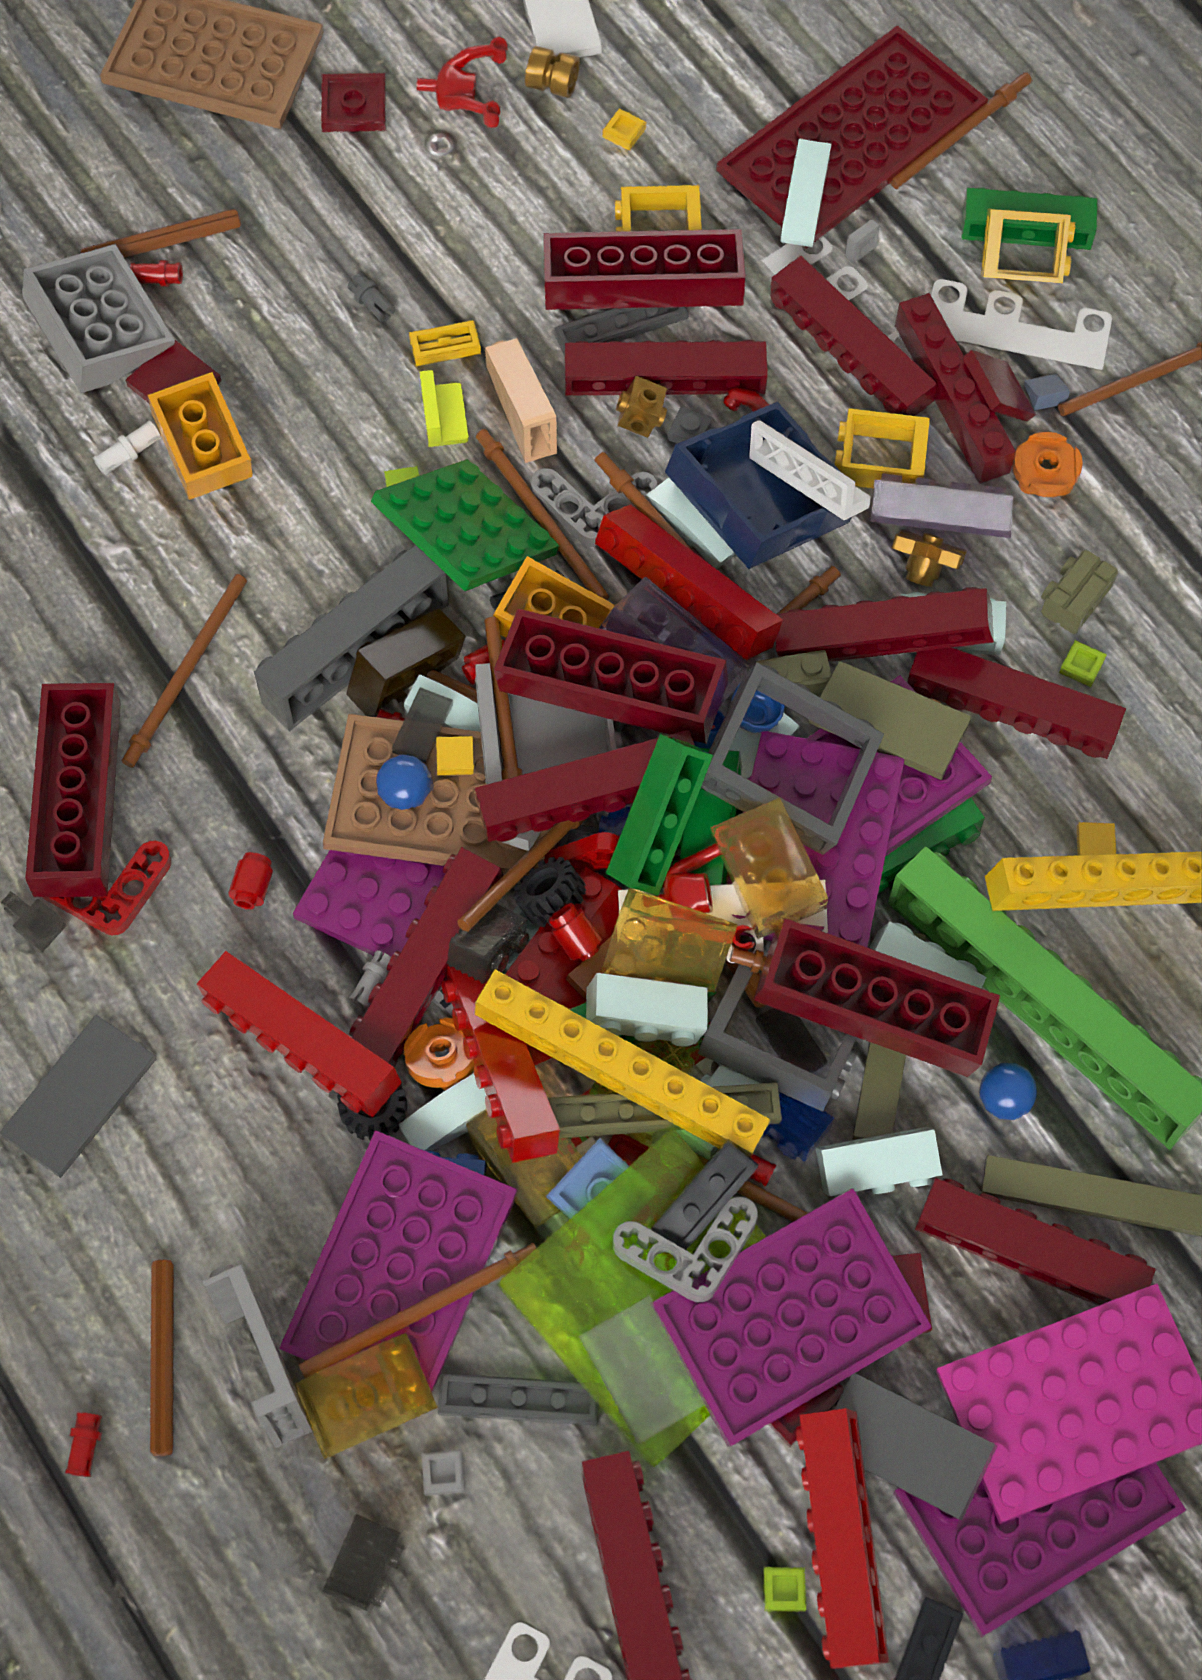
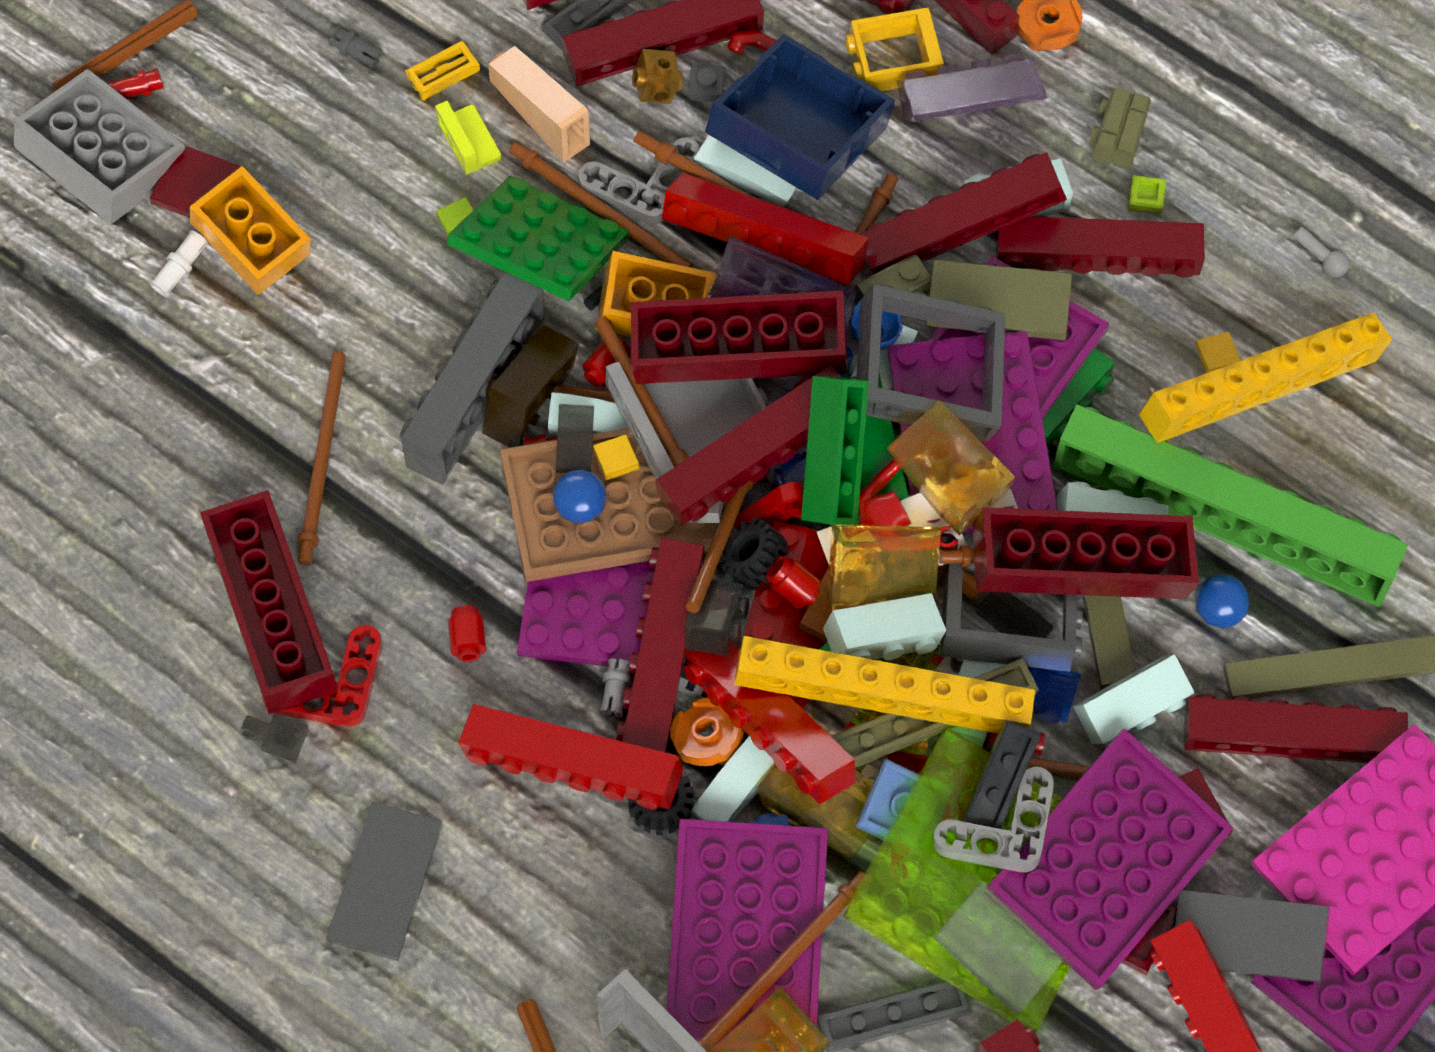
camera: 20 degrees left, 0 degrees up
(806, 472) = (837, 93): white fence -> none
(927, 556) = (973, 137): pearl gold plant -> none

